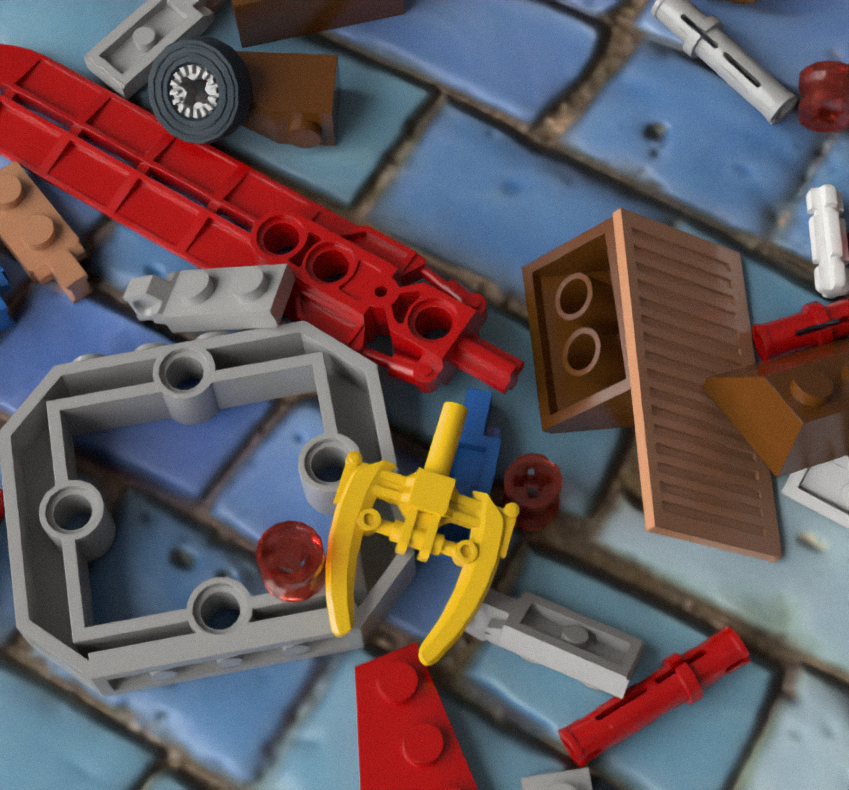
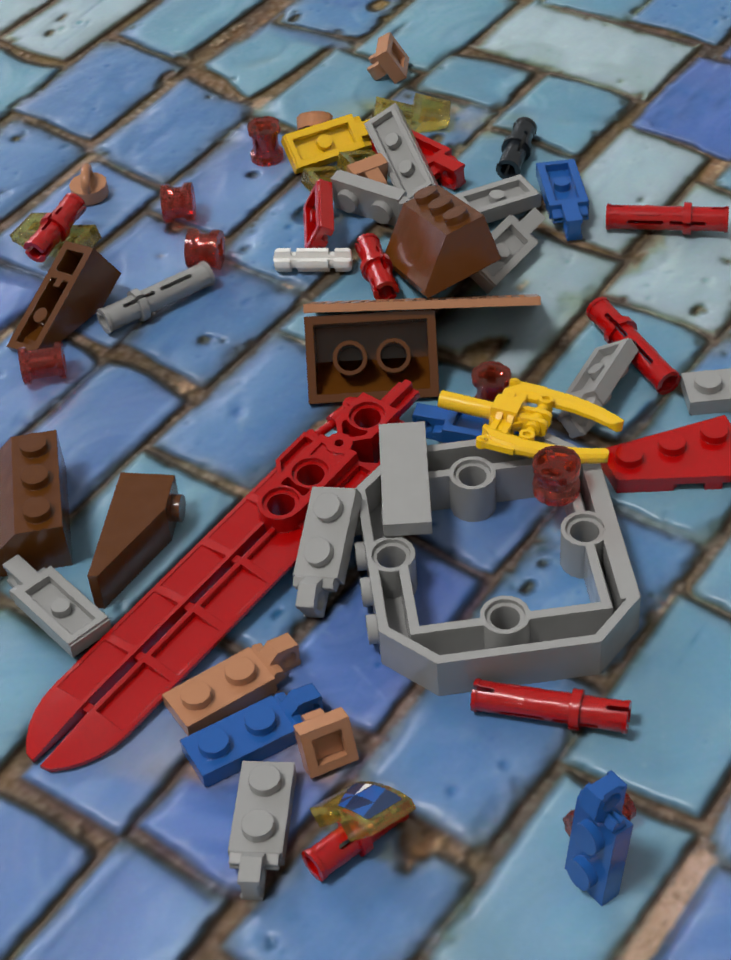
camera: 85 degrees left, 20 degrees down
(174, 94) = (130, 526): black bush -> none
(305, 373) = (404, 479): none -> light grey tile

